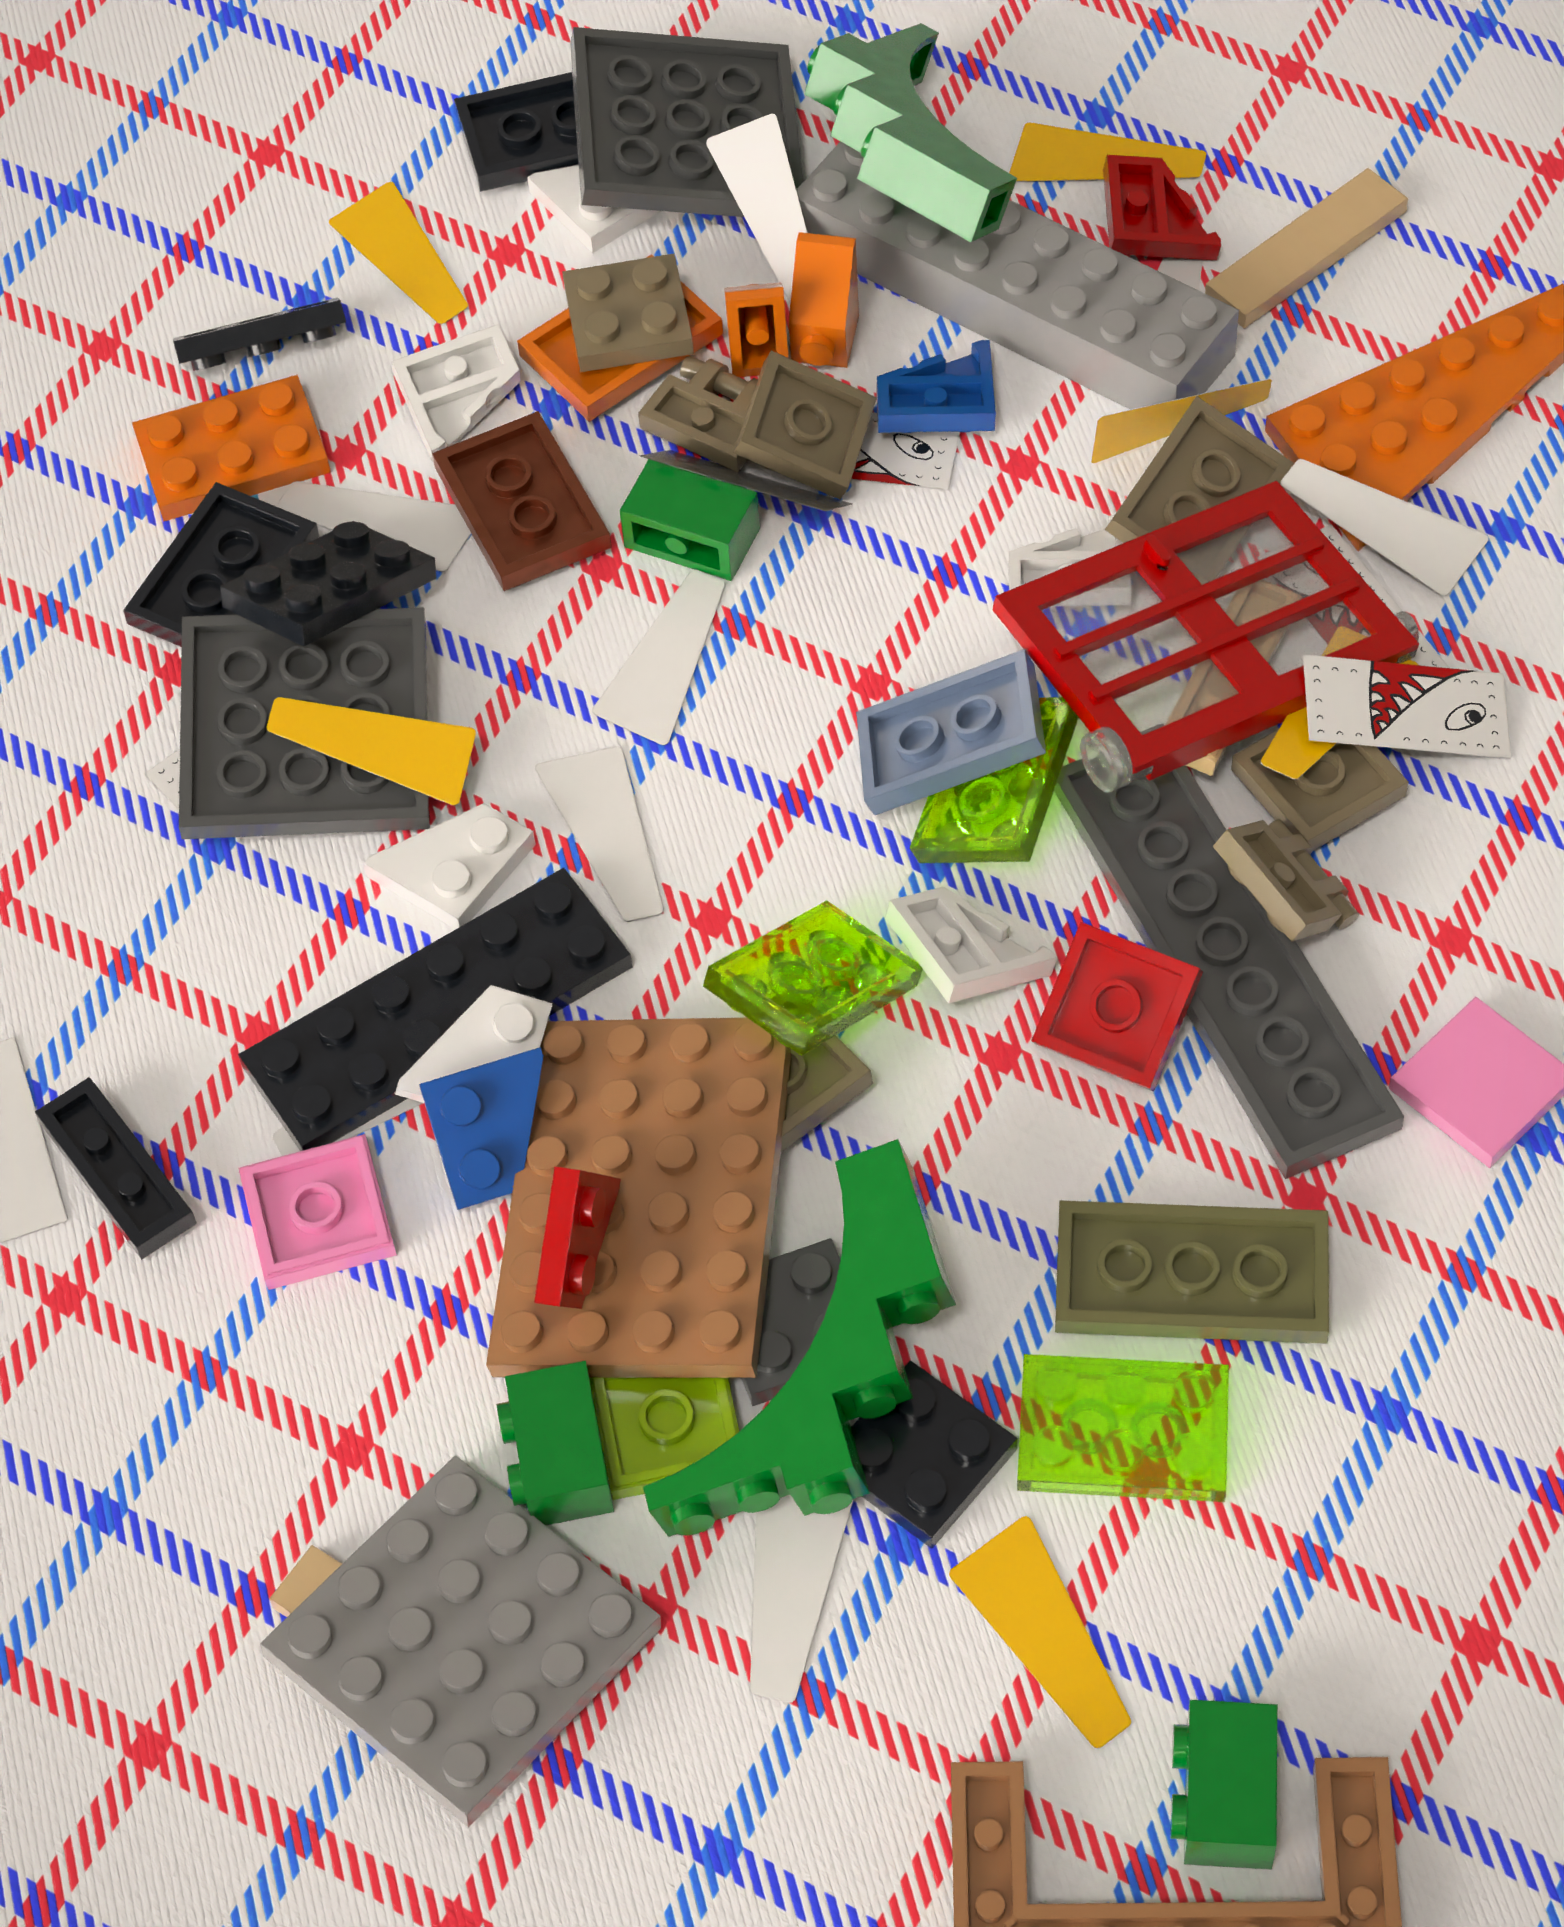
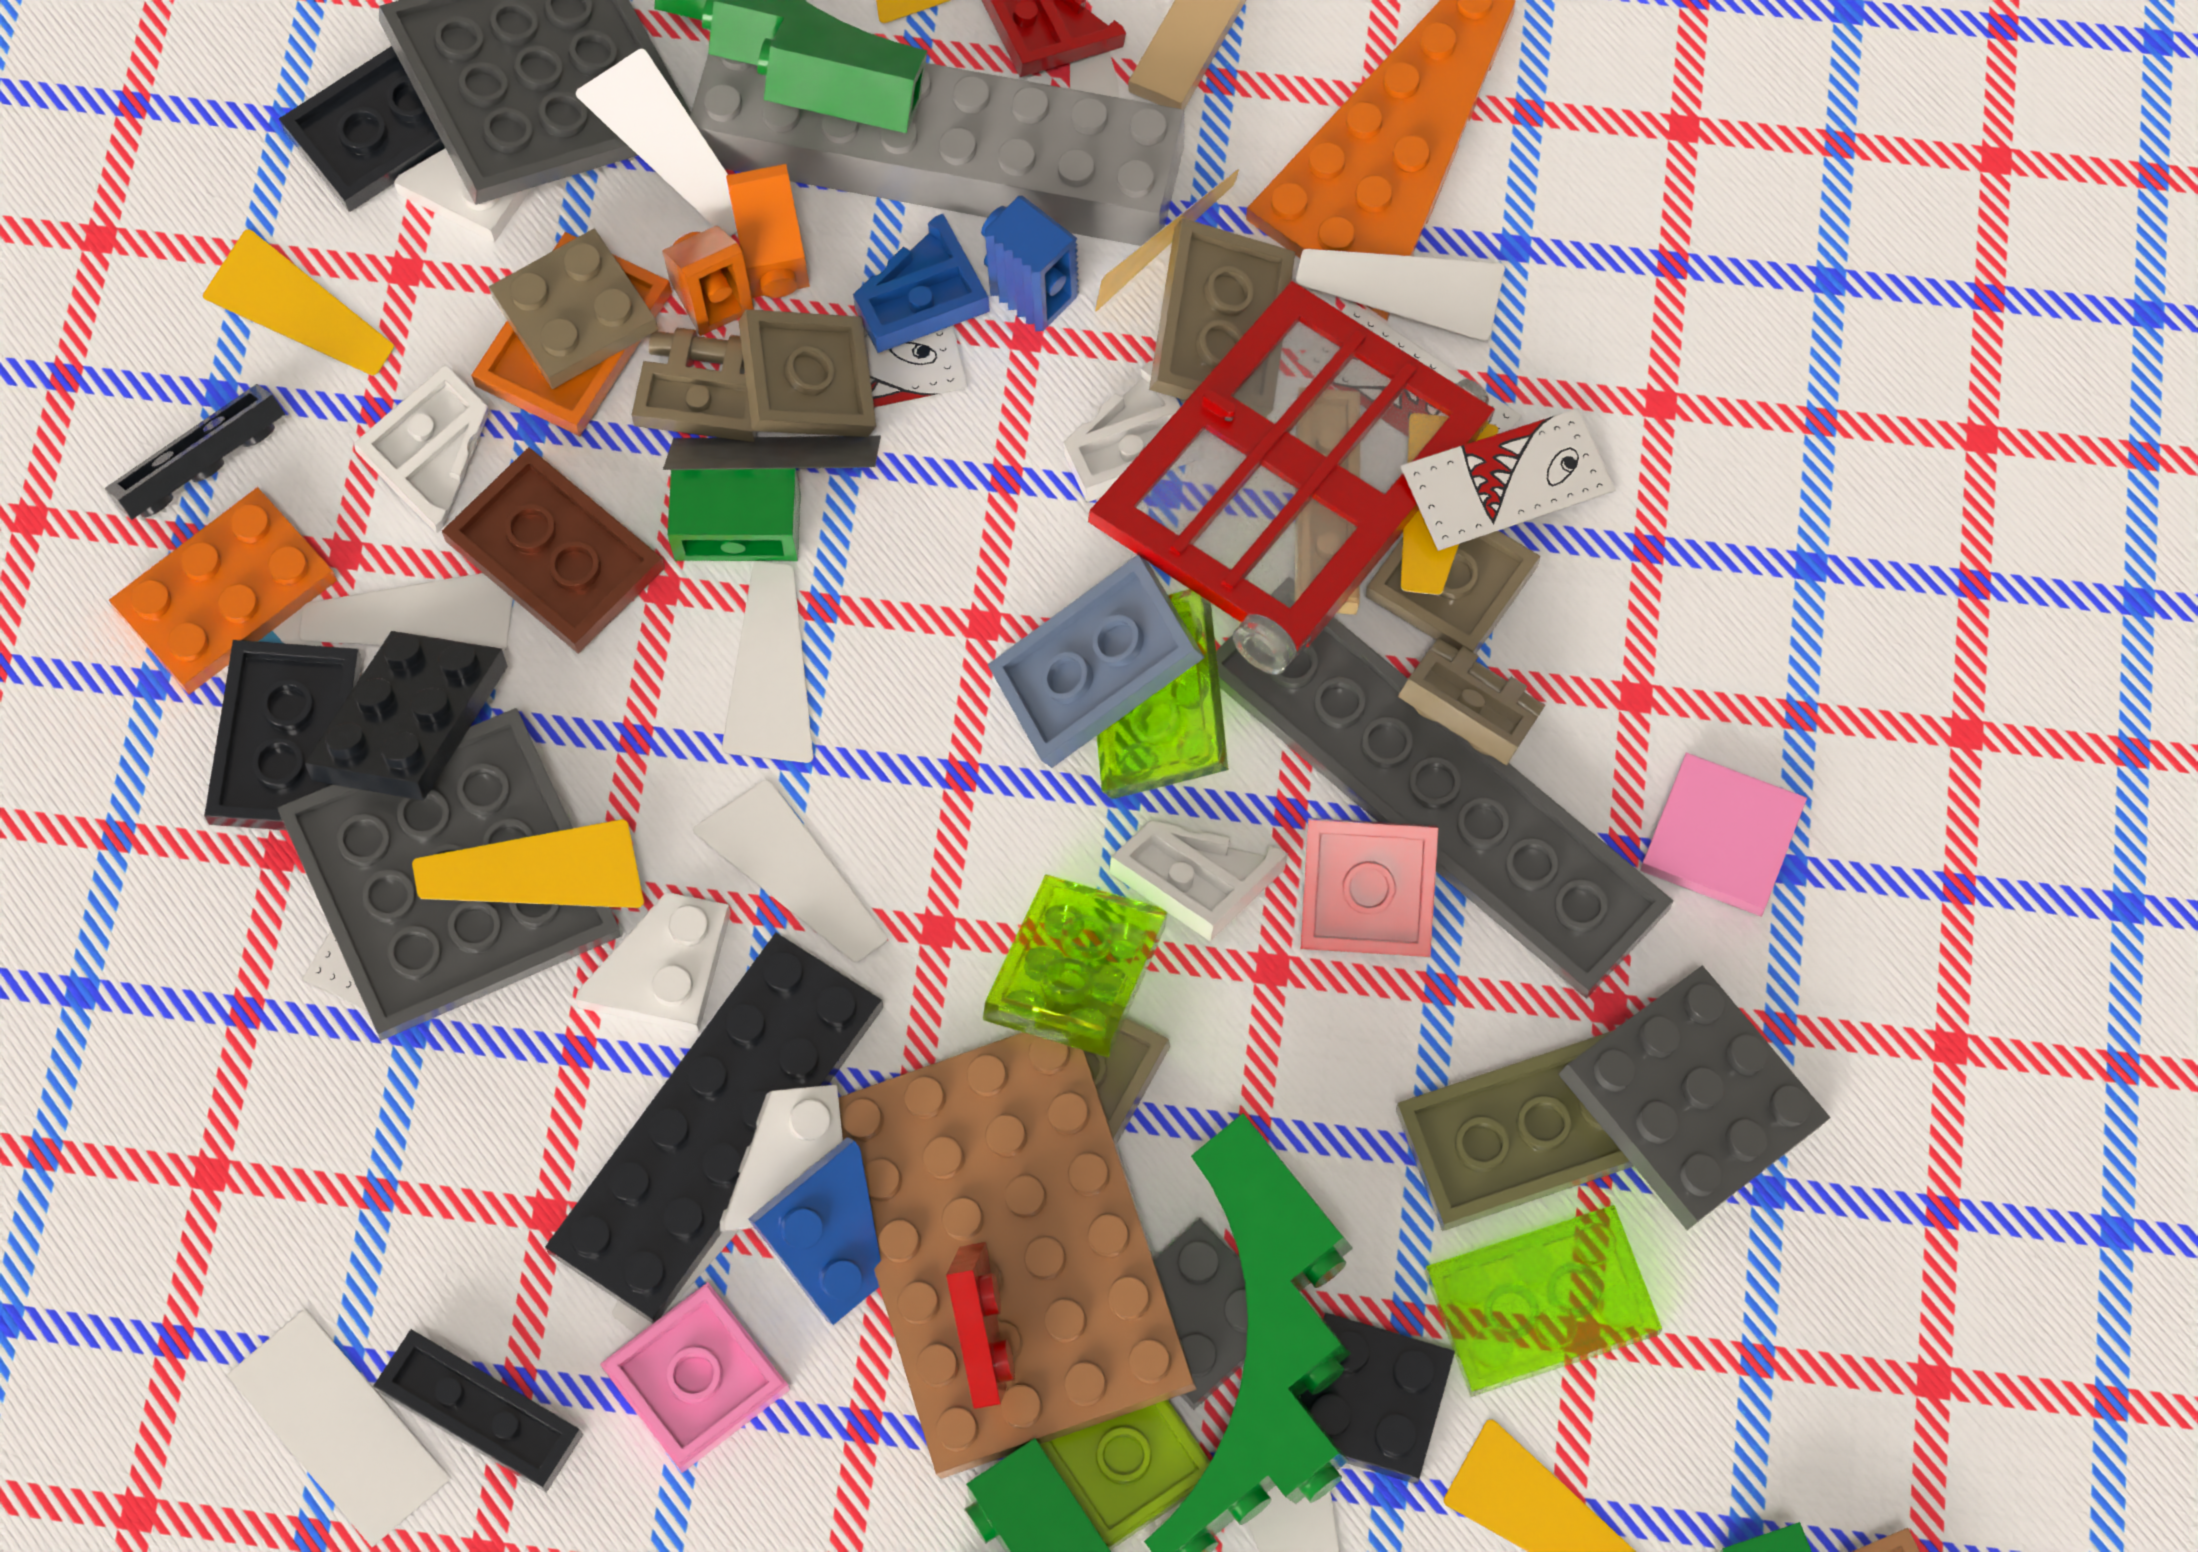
camera: 25 degrees left, 10 degrees up
(1043, 393) = (1030, 262): none -> blue brick
(1346, 1292) = (1694, 1097): none -> dark grey plate

